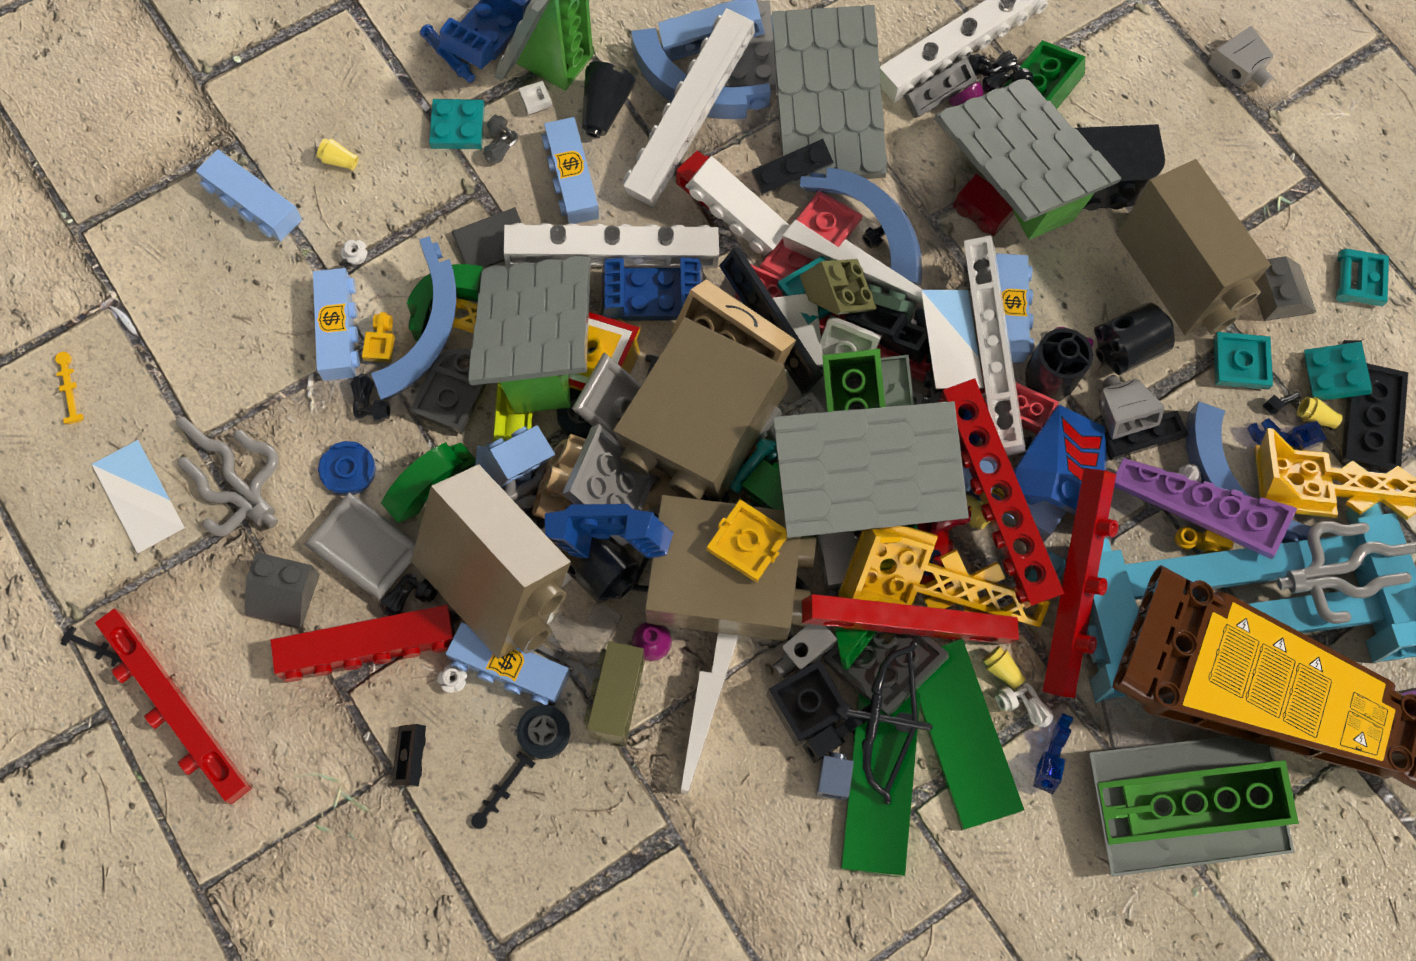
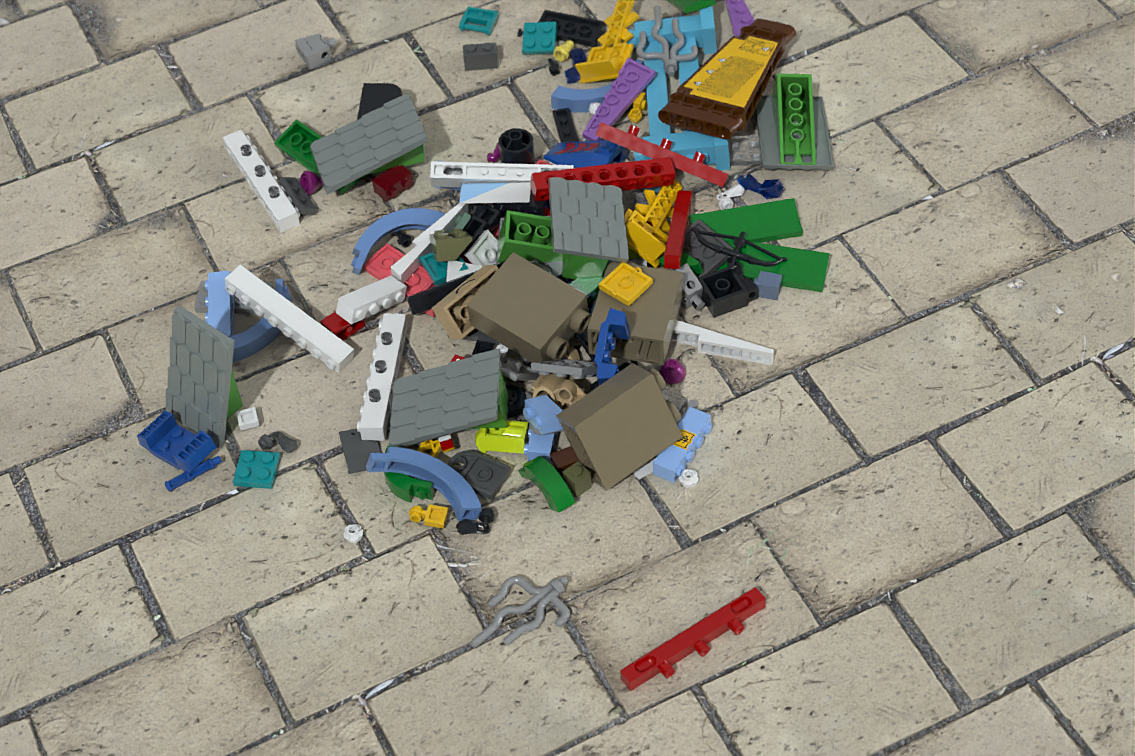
camera: 75 degrees left, 20 degrees down
(64, 360) = (407, 726): yellow piece -> none
(100, 650) = (647, 691): black piece -> none
(138, 496) = (529, 672): sticker -> none
(248, 195) = (290, 598): light blue brick -> none
(279, 589) = (615, 573): dark grey slope -> none
(334, 324) = (413, 542): light blue brick -> none
(335, 154) = (267, 543): light yellow cone -> none
(347, 468) = (527, 539): blue tile -> none
(362, 643) = (659, 525): red brick -> none
(363, 546) = (588, 524): light grey piece -> none
(394, 602) = (630, 508): black piece -> none
(409, 755) = (740, 499): black plate -> none
(480, 820) = (783, 467): black piece -> none
(539, 723) = (722, 425): black wheel -> none
(571, 171) = (315, 398): light blue brick -> none
(604, 96) = (261, 373): black cone -> none
(615, 693) = (709, 381): olive brick -> none
(647, 292) = (423, 349): blue plate -> none
(792, 167) = (343, 271): black plate -> none
(831, 86) = (294, 245): light grey piece -> none
(979, 61) = (286, 163): black piece -> none
(996, 80) = (299, 166): black piece -> none
(1003, 667) = (705, 204): light yellow cone -> none
(1128, 407) = (548, 129): light grey torso -> none
(1134, 338) = (502, 114): black cylinder -> none
(1193, 249) = (456, 78): dark tan brick -> none
(1243, 360) = (524, 78): teal plate -> none

